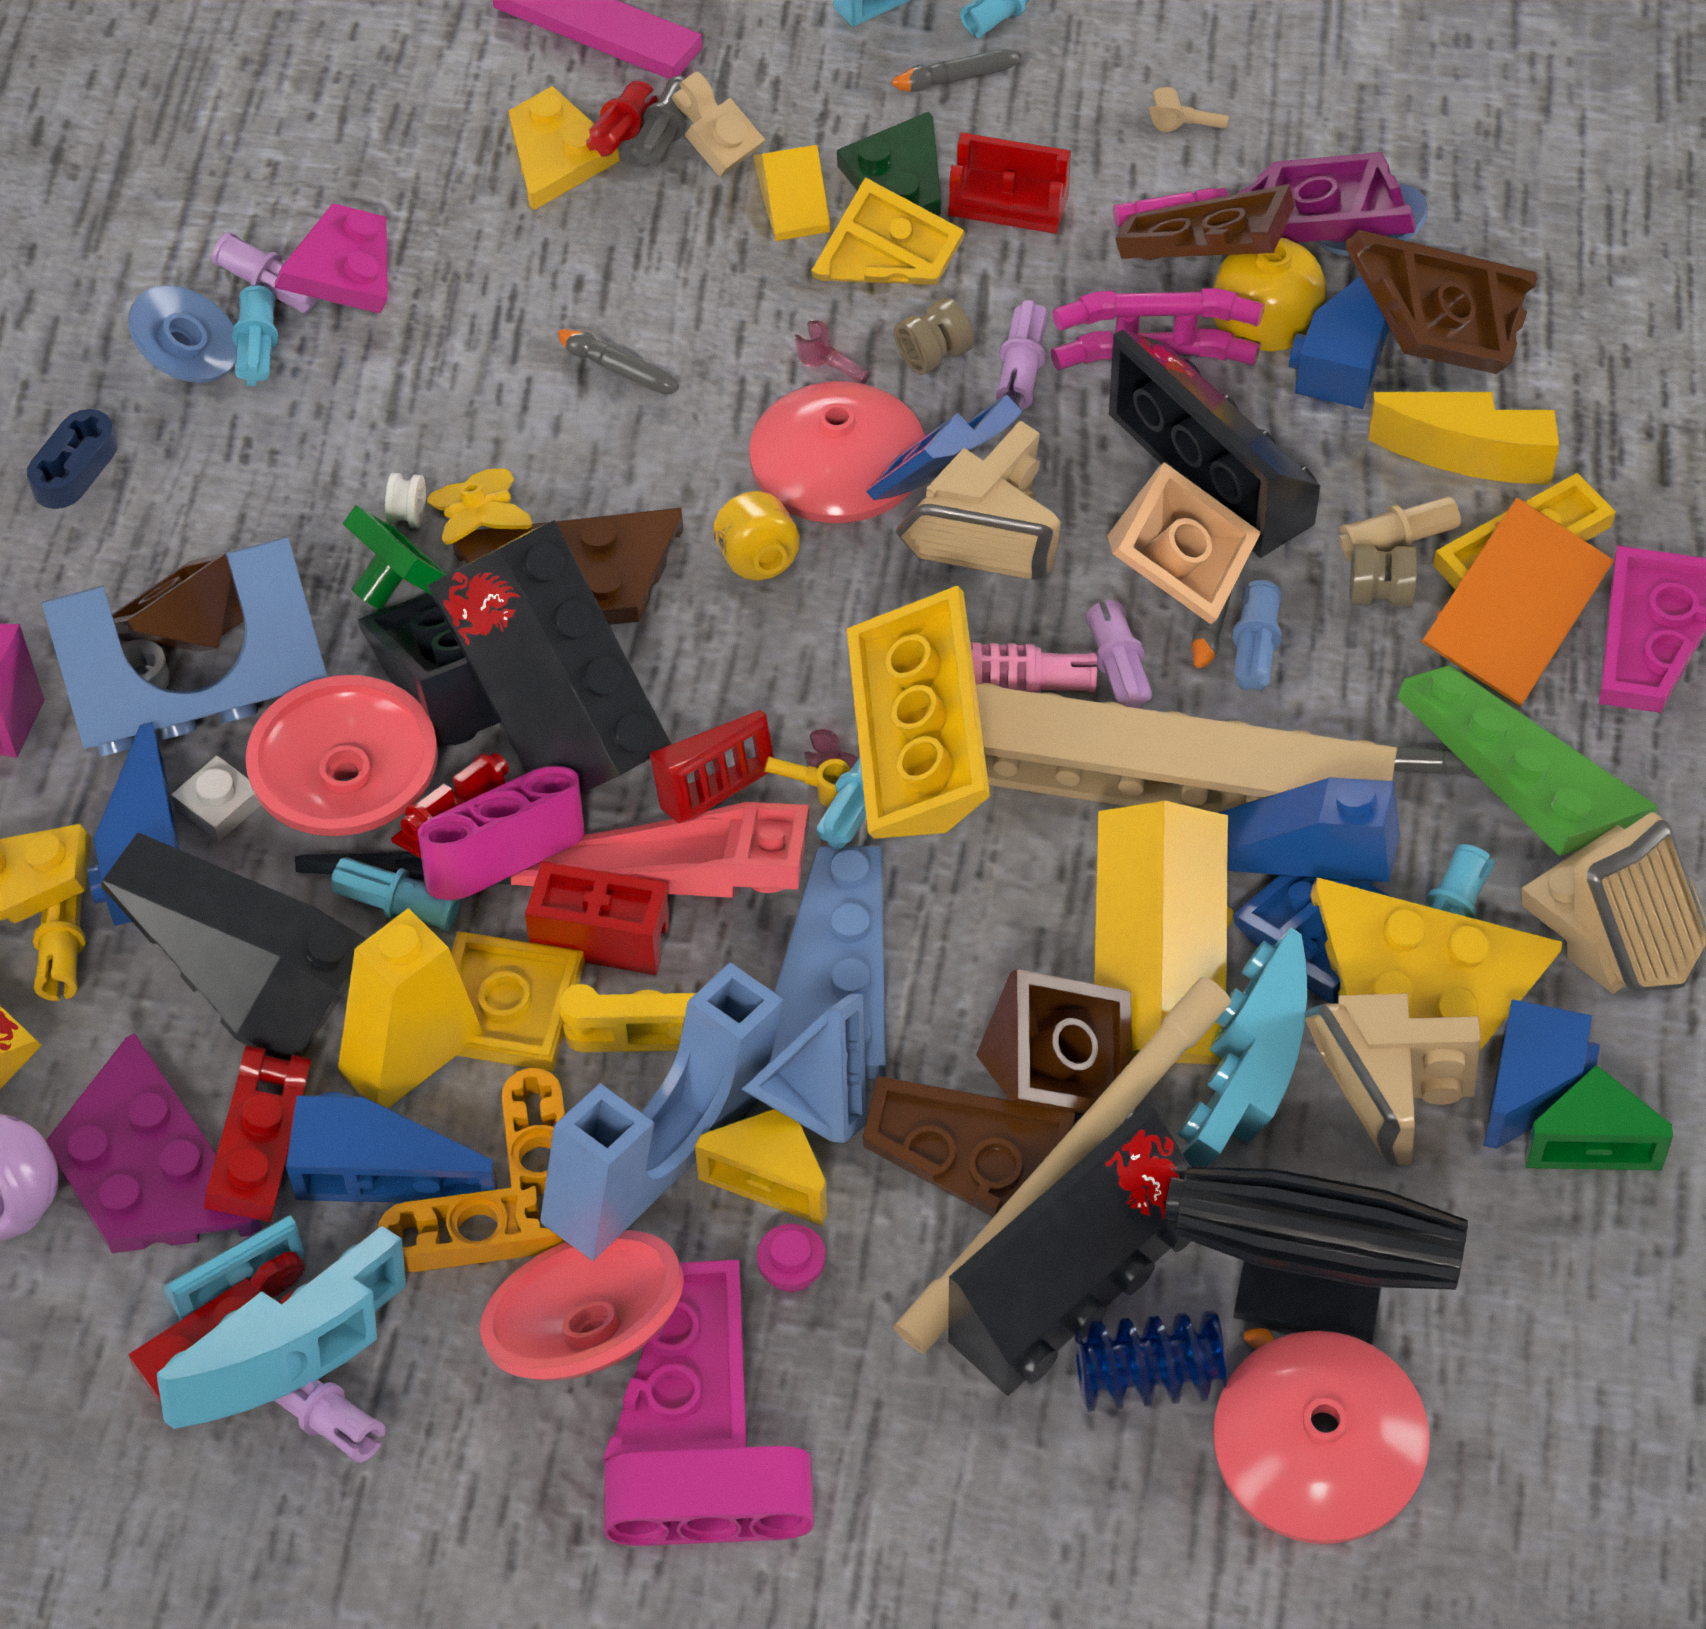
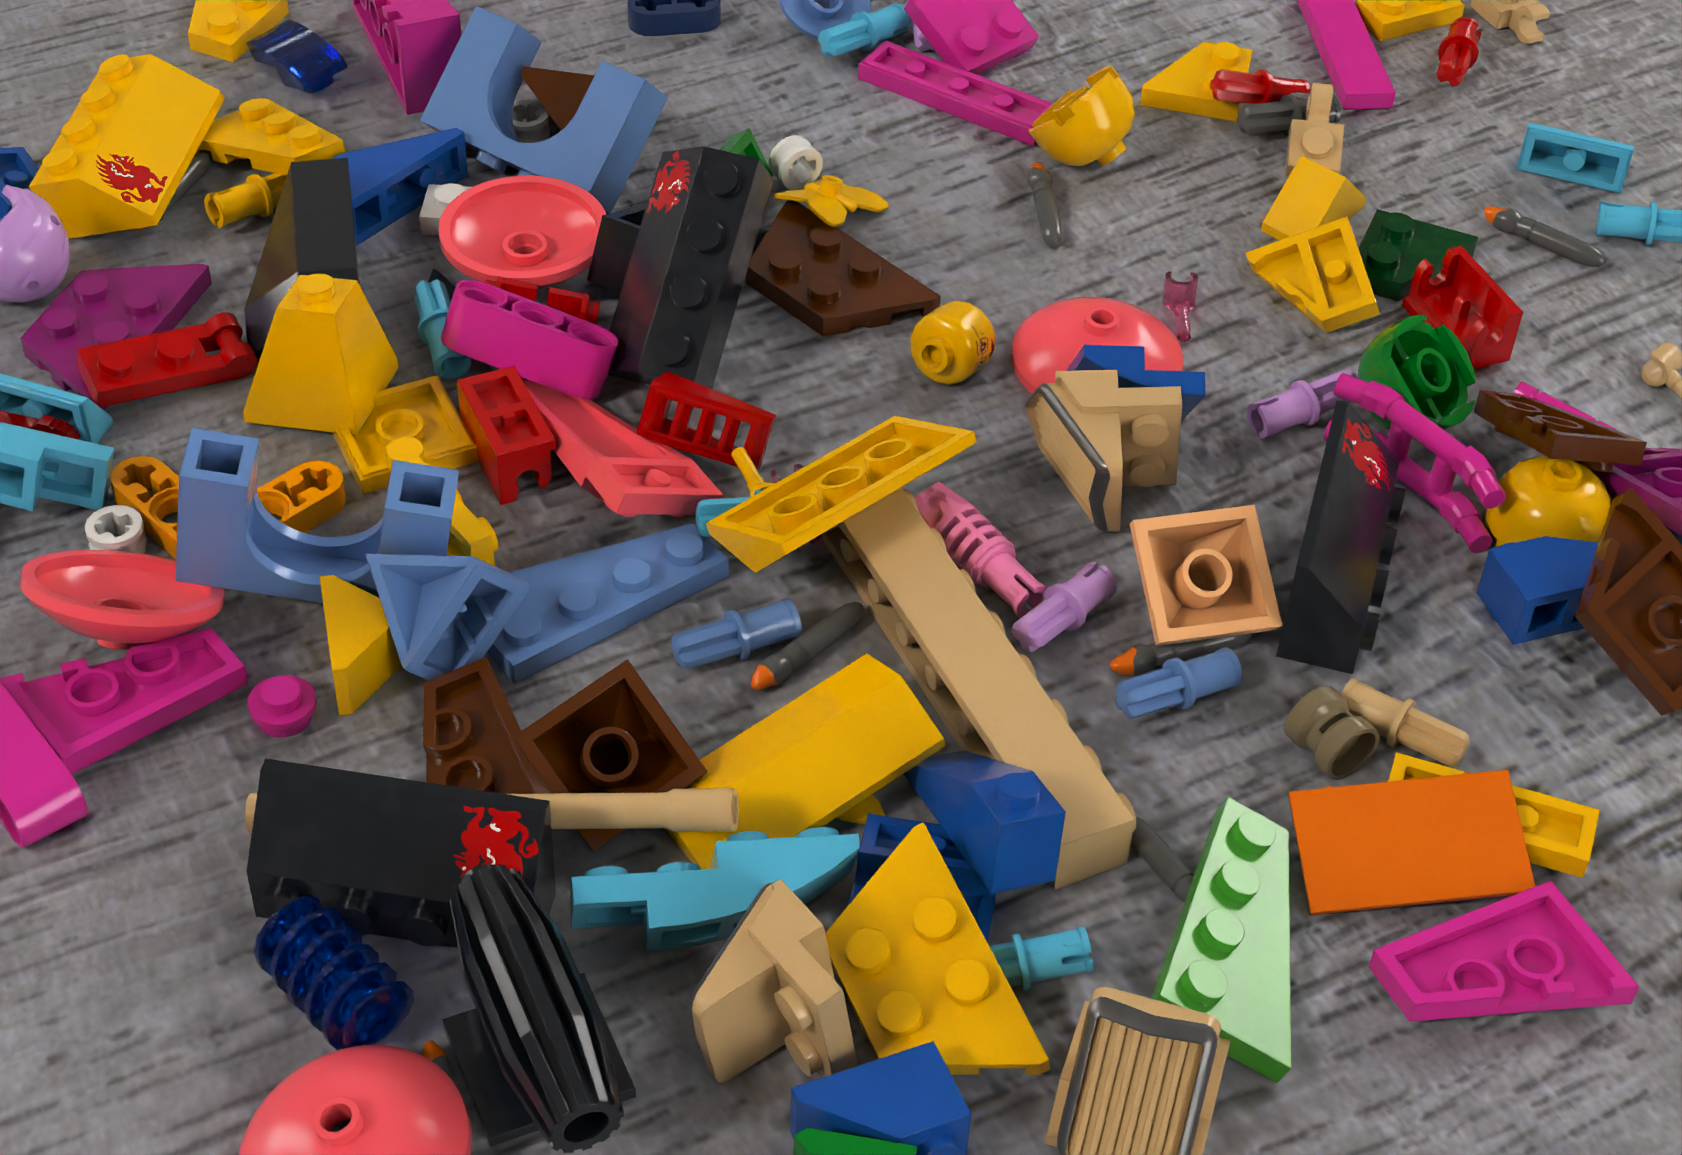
camera: 50 degrees right, 10 degrees down
(370, 1154) = (180, 397): blue slope -> none
(401, 324) = (953, 90): none -> dark pink tile
(447, 1276) = (112, 521): none -> white bush
(558, 260) = (1087, 122): none -> yellow cylinder
(934, 336) = (1246, 339): dark tan wheel -> none
(971, 889) = (736, 634): none -> medium blue axle
(1015, 850) = (777, 667): none -> dark grey piece
(1072, 260) = (1424, 367): none -> green cylinder
(1467, 435) = (1556, 717): yellow slope -> none

